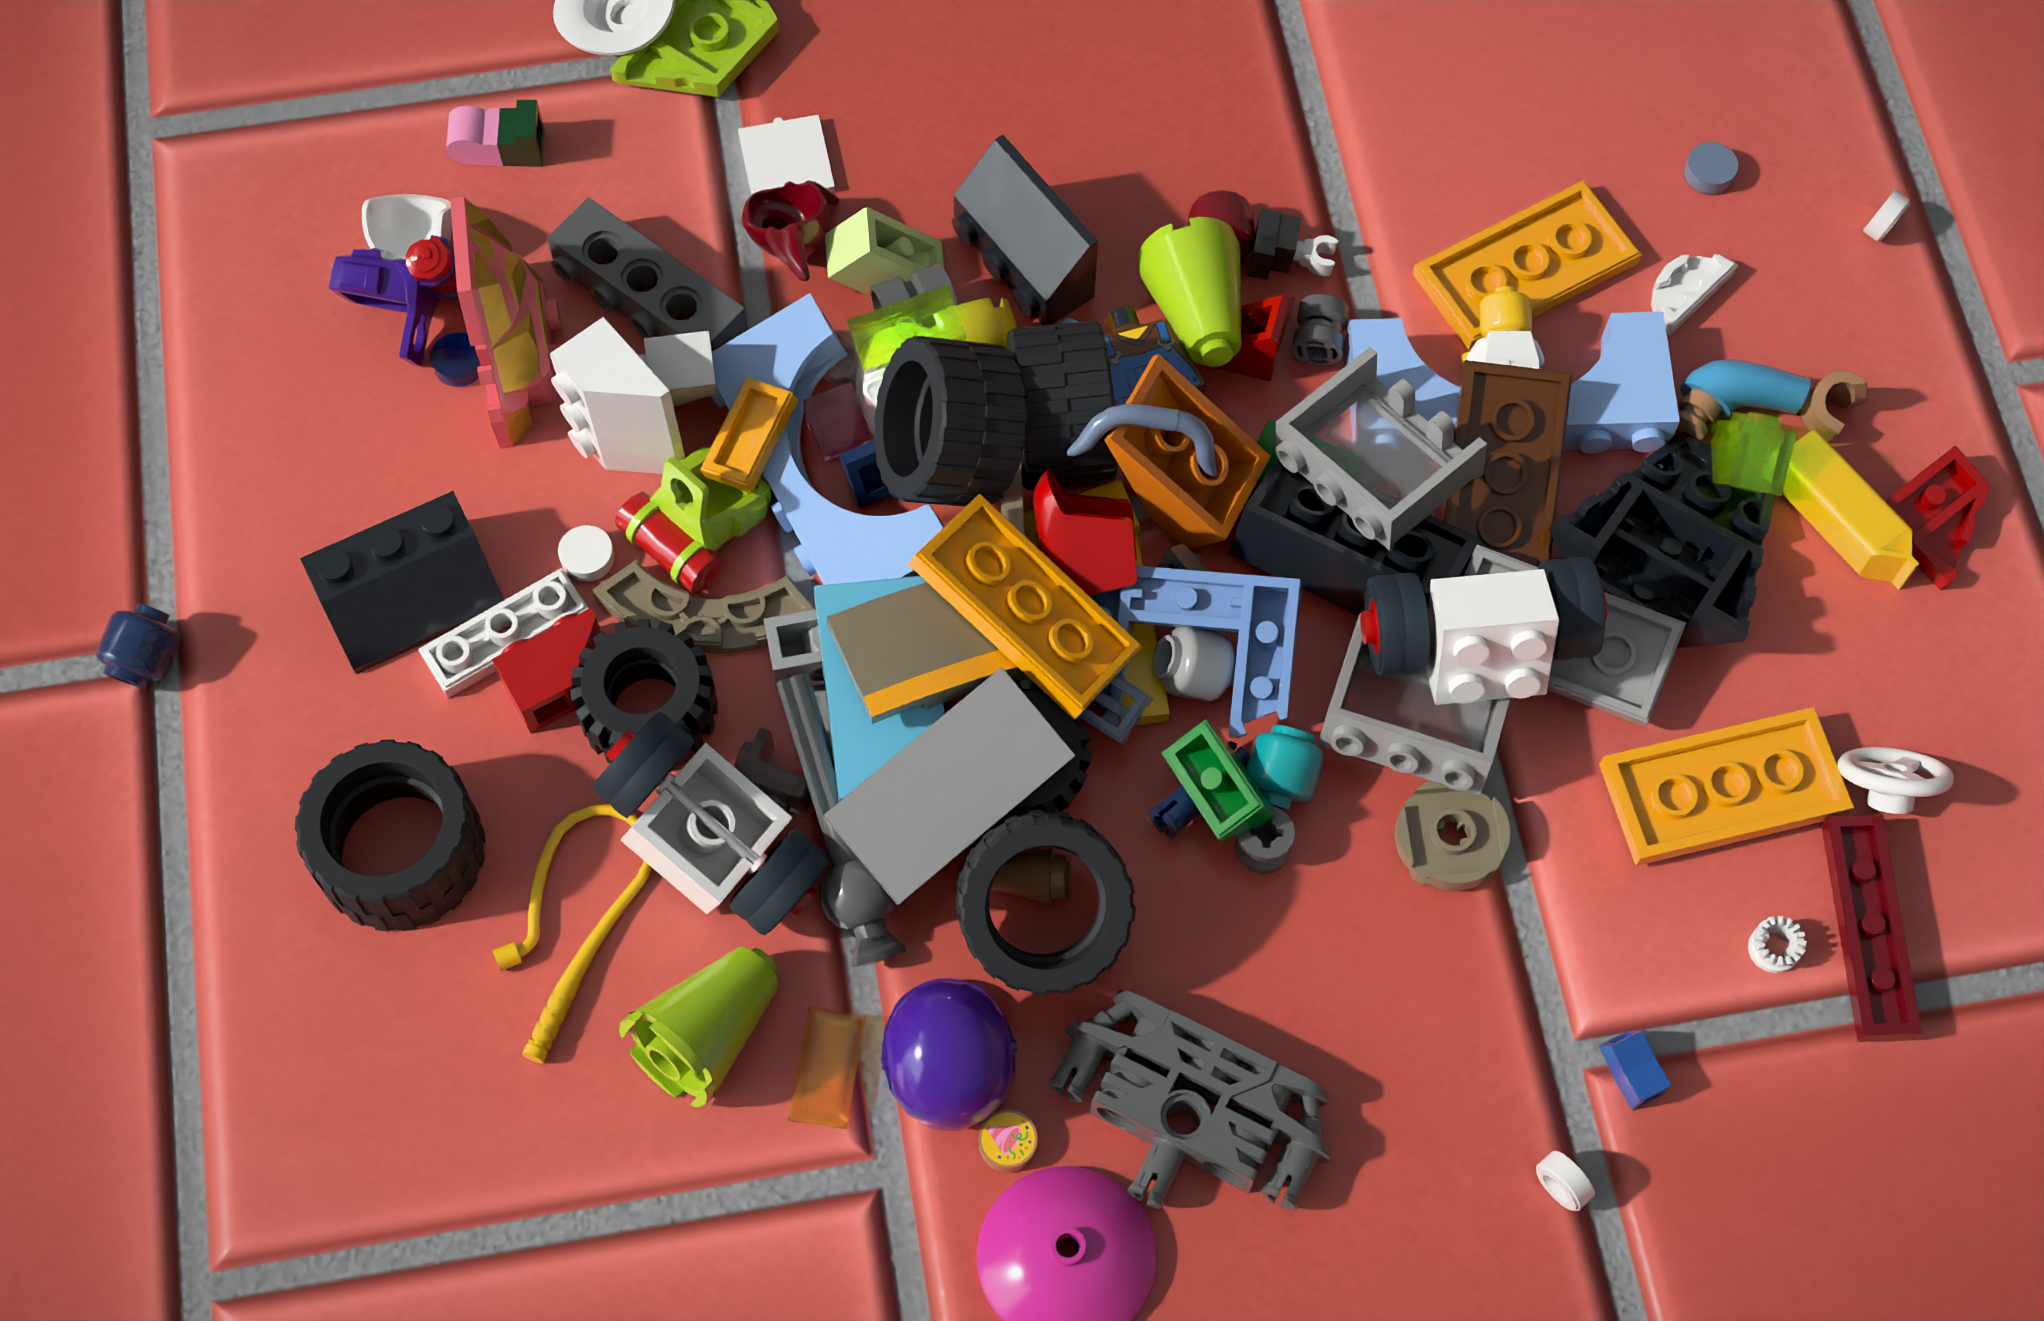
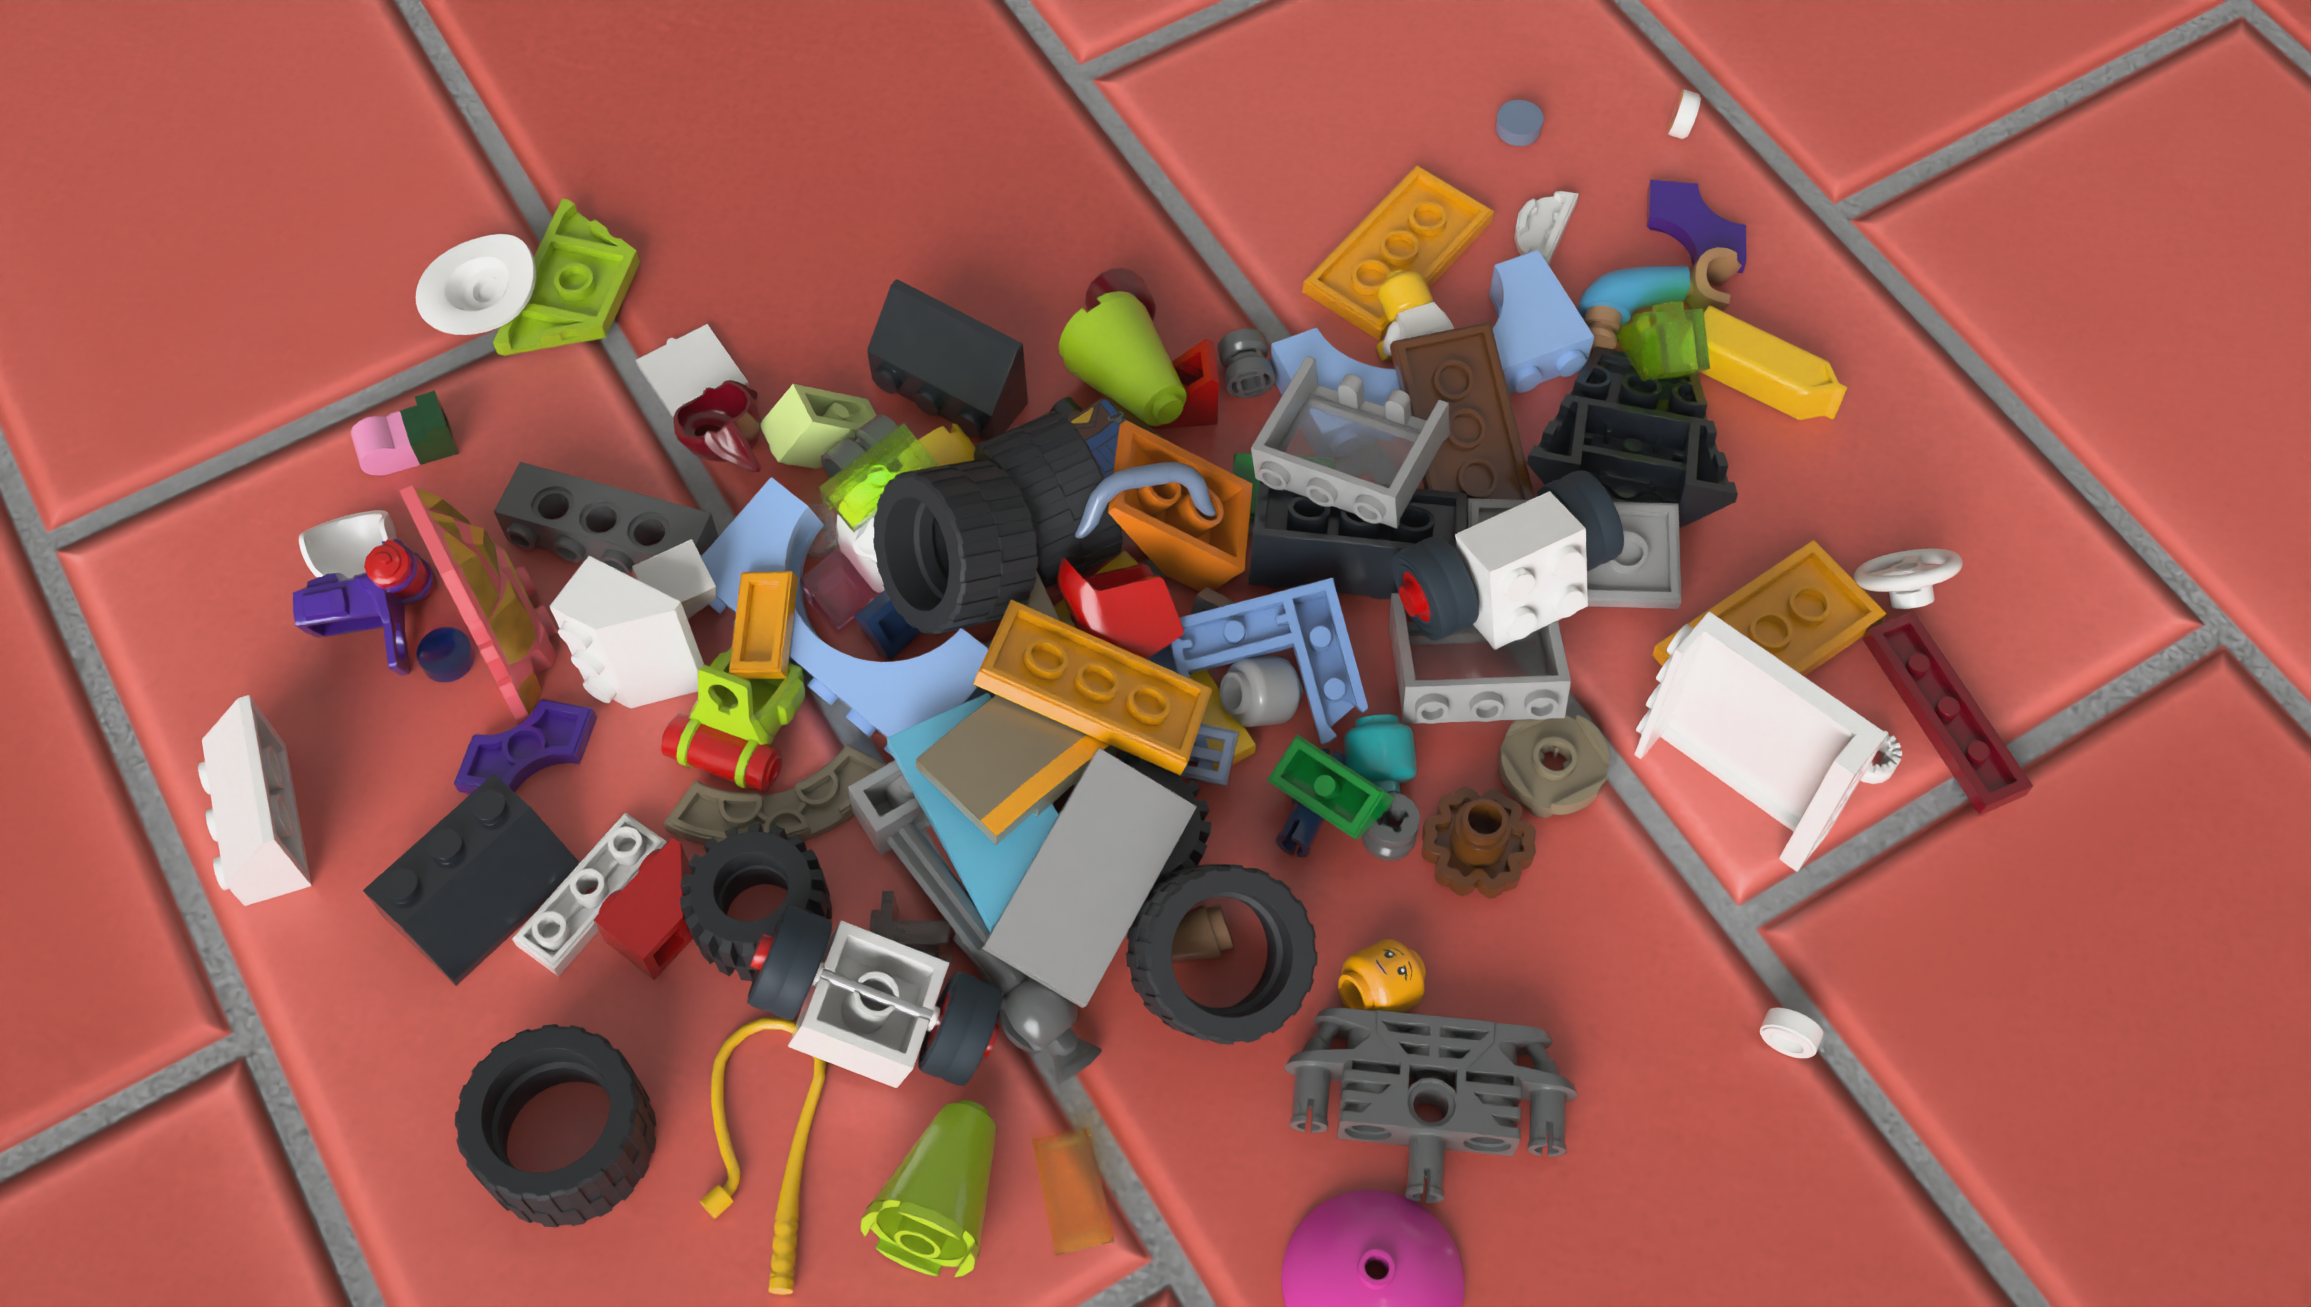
camera: 20 degrees left, 5 degrees down
(138, 646) = (223, 1036): dark blue head -> none
(236, 444) = (252, 807): none -> white slope
(520, 471) = (548, 737): none -> dark purple tile
(586, 553) = (643, 791): white tile -> none
(948, 1054) = (1185, 1131): dark purple piece -> none
(1008, 1141) = (1272, 1193): tile -> none
(1193, 982) = (1382, 978): none -> light orange head
(1278, 246) = (1178, 302): pearl dark grey piece -> none
(1343, 885) = (1478, 842): none -> reddish brown plant
(1635, 1068) = (1804, 908): blue piece -> none
(1651, 879) = (1760, 730): none -> white panel
(1838, 321) = (1681, 213): none -> dark purple tile
(1941, 512) = (1841, 334): red wing -> none

